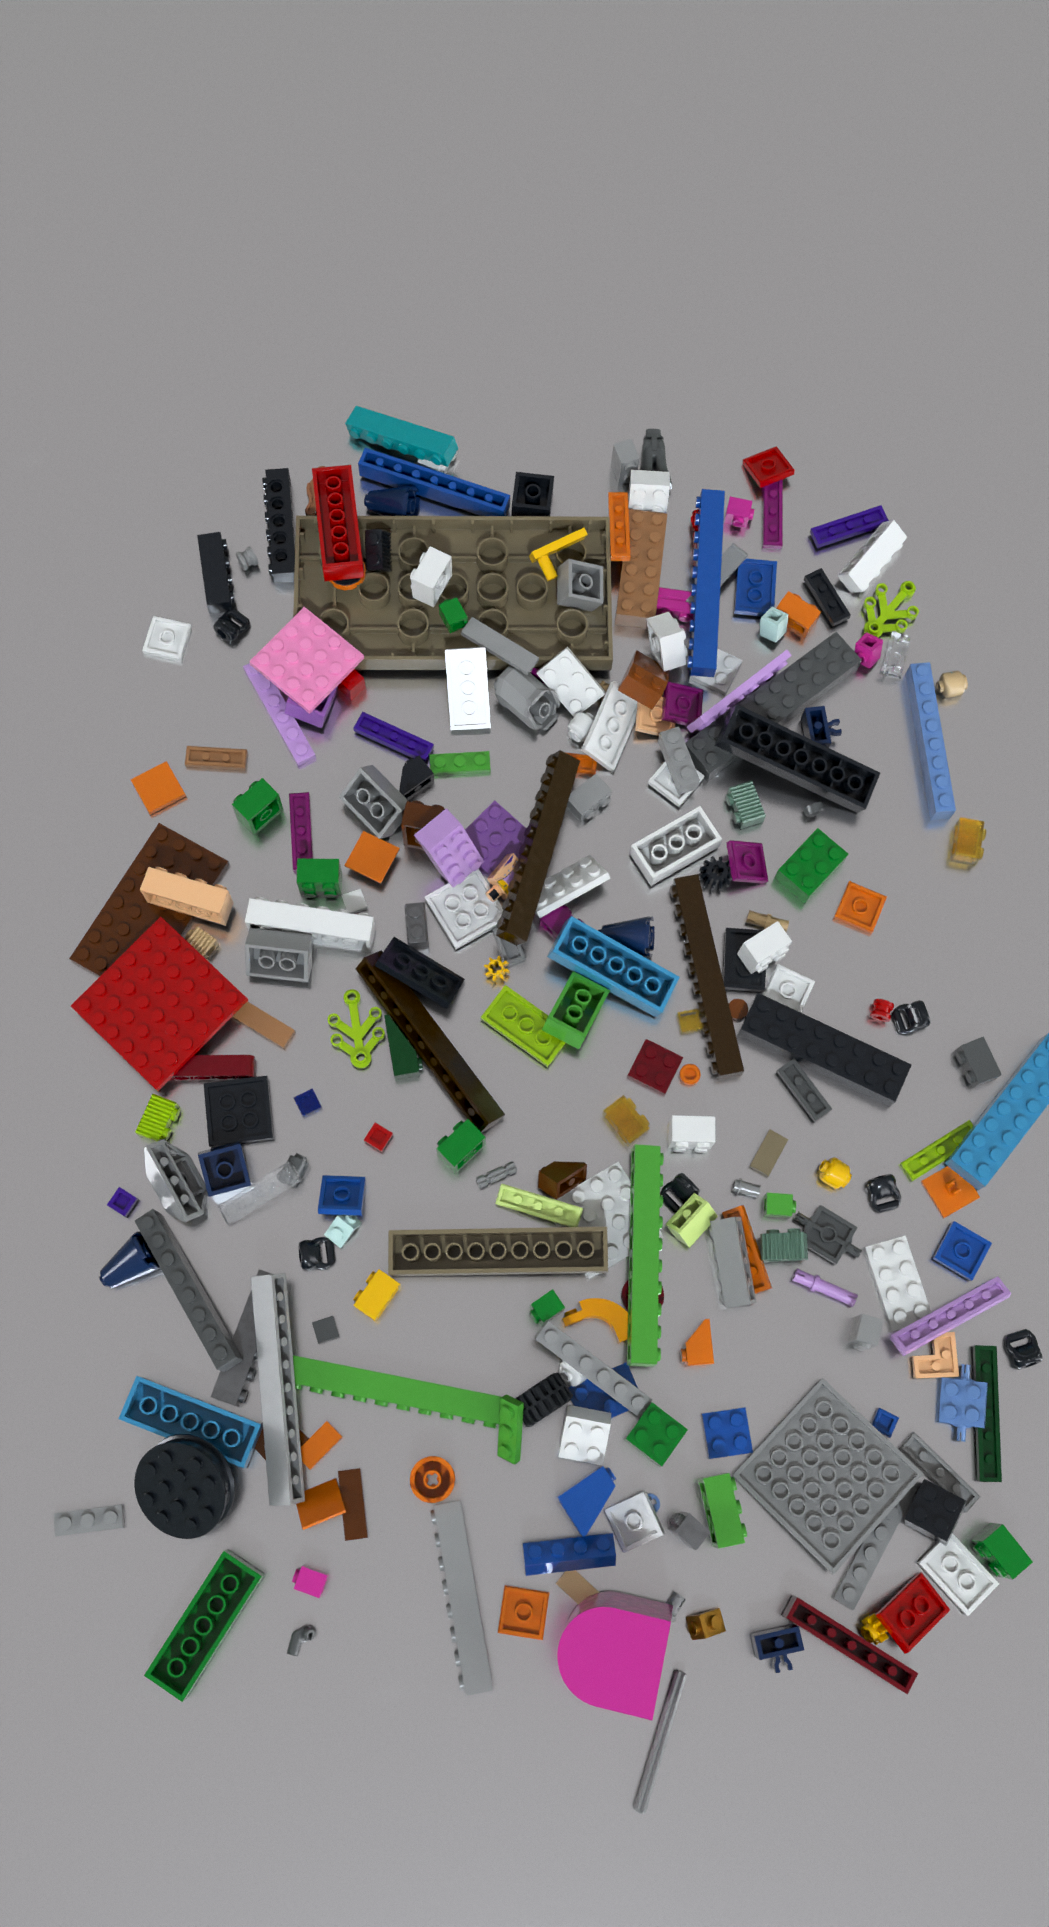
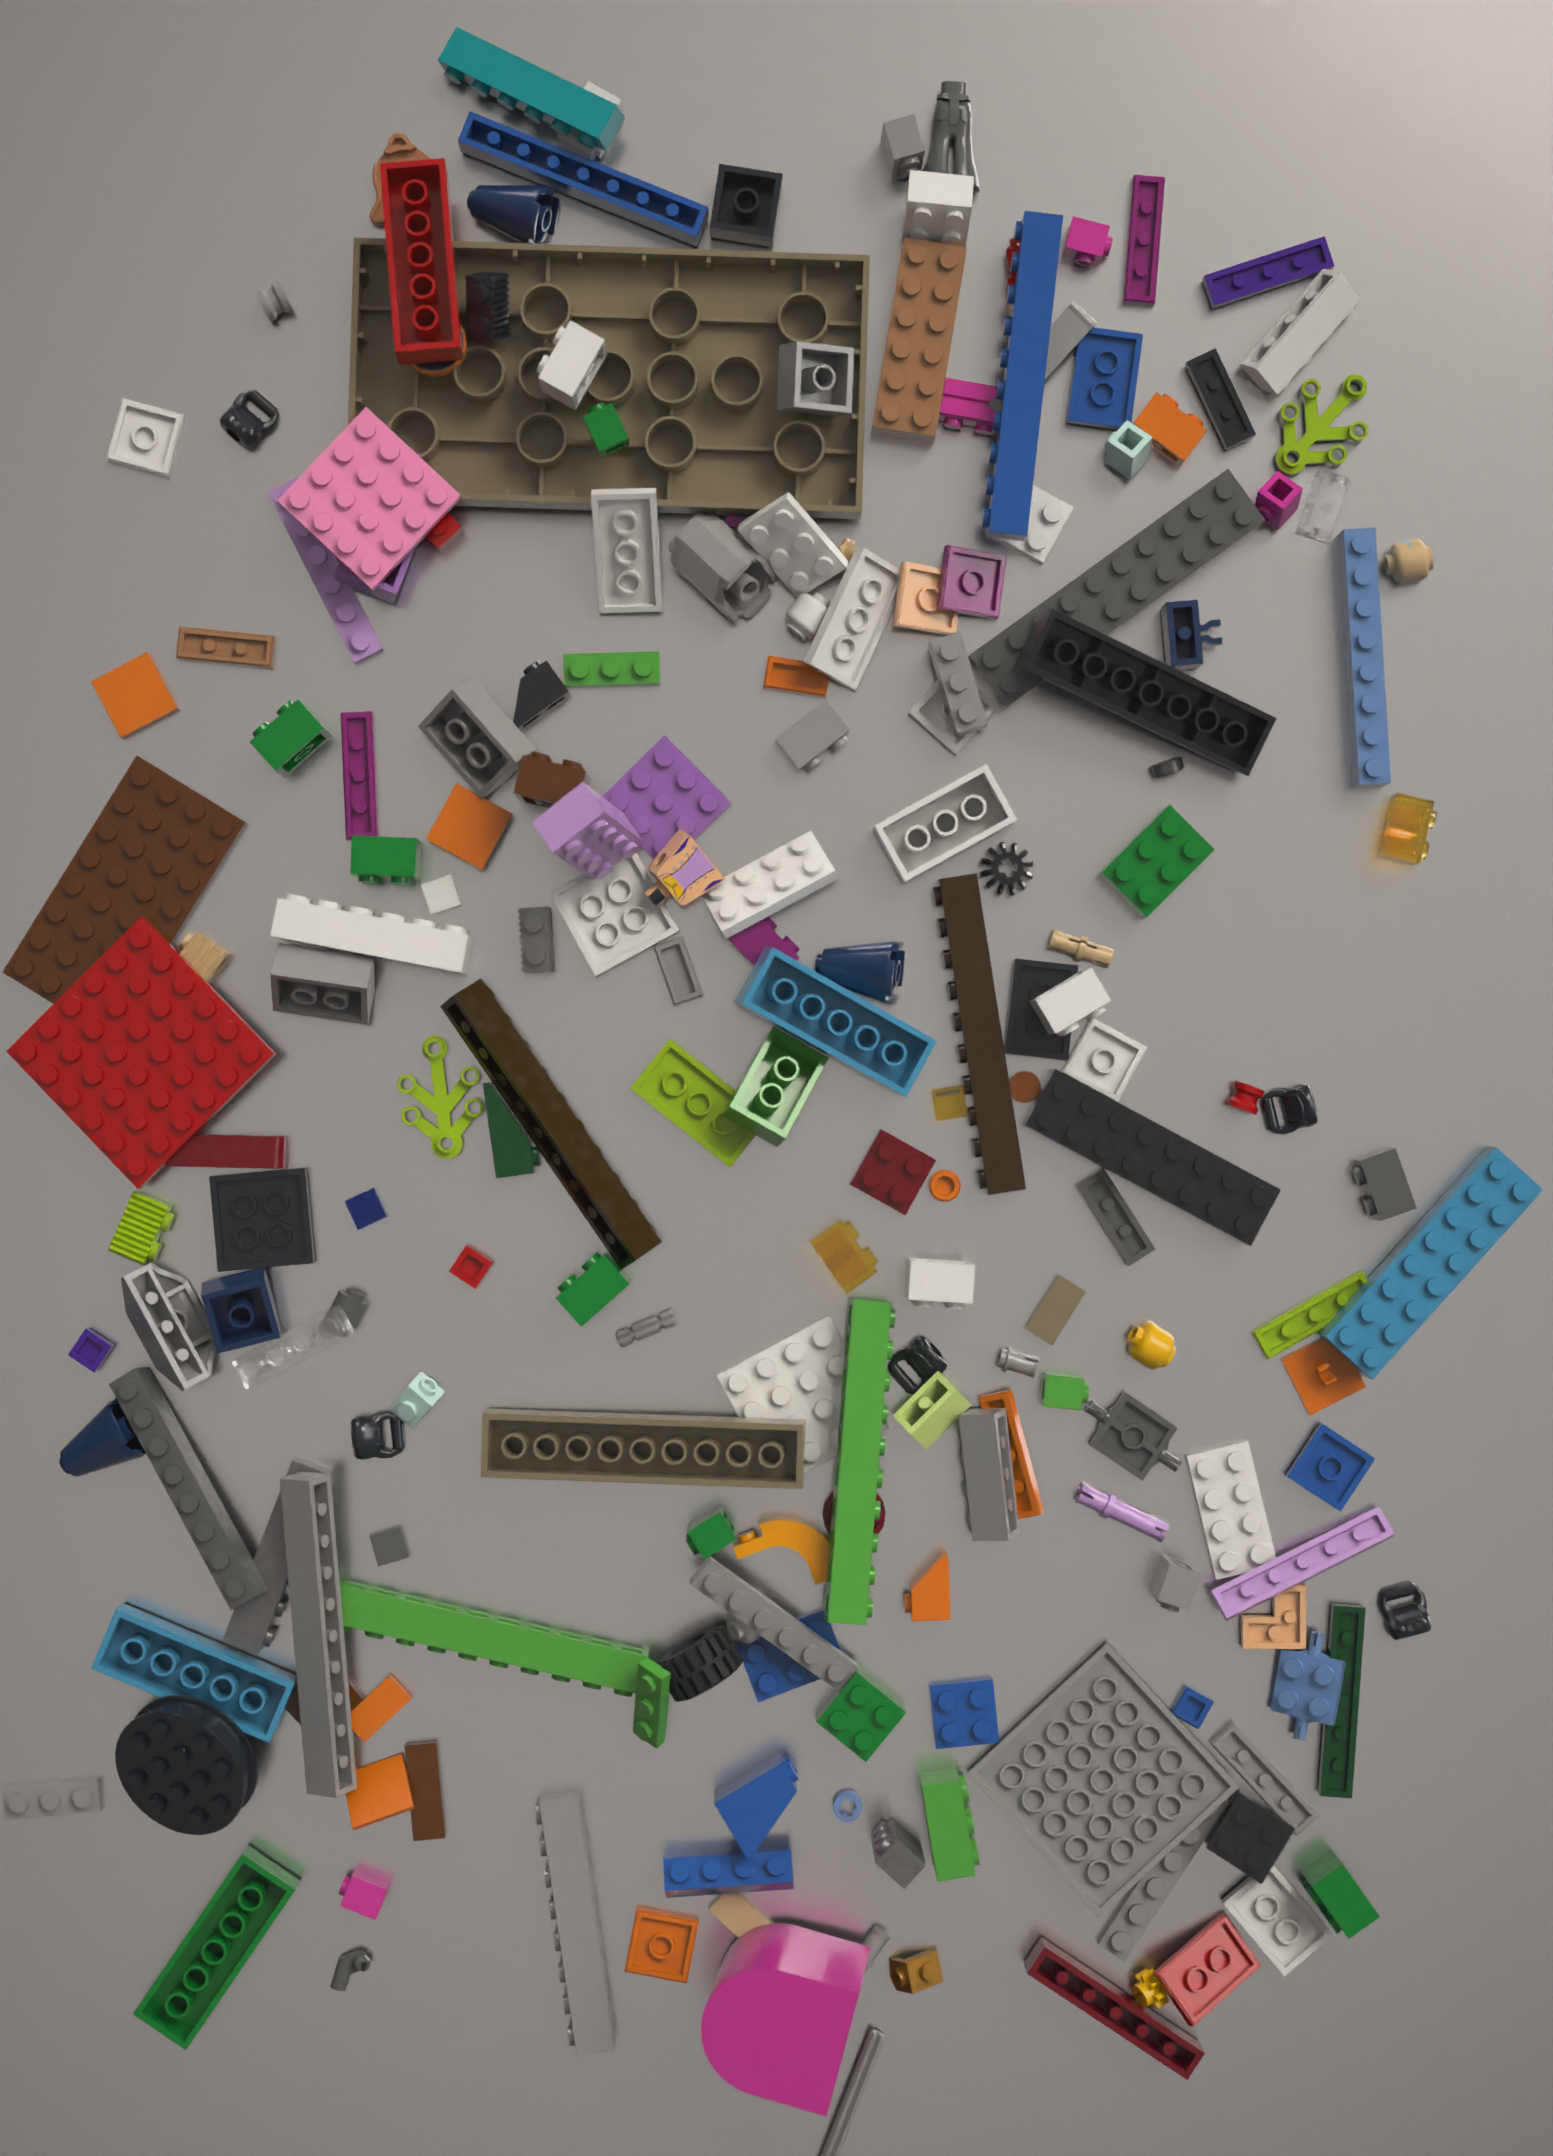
camera: 15 degrees right, 15 degrees up
(187, 895) = (185, 889): light nougat brick -> none
(214, 571) = (222, 325): black brick -> none
(264, 1024) = (303, 1086): medium nougat tile -> none
(280, 480) = (316, 160): black brick -> none
(341, 1195) = (415, 1354): blue plate -> none
(376, 1295) = (464, 1500): yellow brick -> none
(393, 737) = (507, 623): dark purple plate -> none
(419, 1479) = (545, 1781): orange brick -> none
(420, 972) = (539, 1017): black plate -> none
(494, 964) = (650, 1017): yellow gear -> none
(500, 646) = (680, 484): light grey tile -> none
(537, 848) = (728, 824): dark brown brick -> none
(539, 1206) = (707, 1379): yellowish green tile -> none
(542, 554) = (755, 325): yellow piece -> none
(561, 1177) = (741, 1339): reddish brown slope -> none
(585, 1435) = (758, 1713): white brick -> none
(619, 526) = (885, 271): orange plate -> none
(634, 1521) = (823, 1832): white plate -> none
(644, 680) = (913, 541): dark orange slope -> none
(667, 641) = (952, 478): white brick -> none
(740, 692) = (1055, 575): lavender plate -> none
(745, 804) = (1060, 756): sand green brick -> none
(747, 862) = (1055, 853): magenta tile -> none
(768, 467) = (1142, 158): red tile -> none
(777, 1643) = (1012, 2003): dark blue brick -> none
(784, 1246) = (1066, 1454): sand green brick -> none
(860, 907) = (1227, 929): orange tile -> none
(882, 1187) = (1219, 1368): black piece -> none

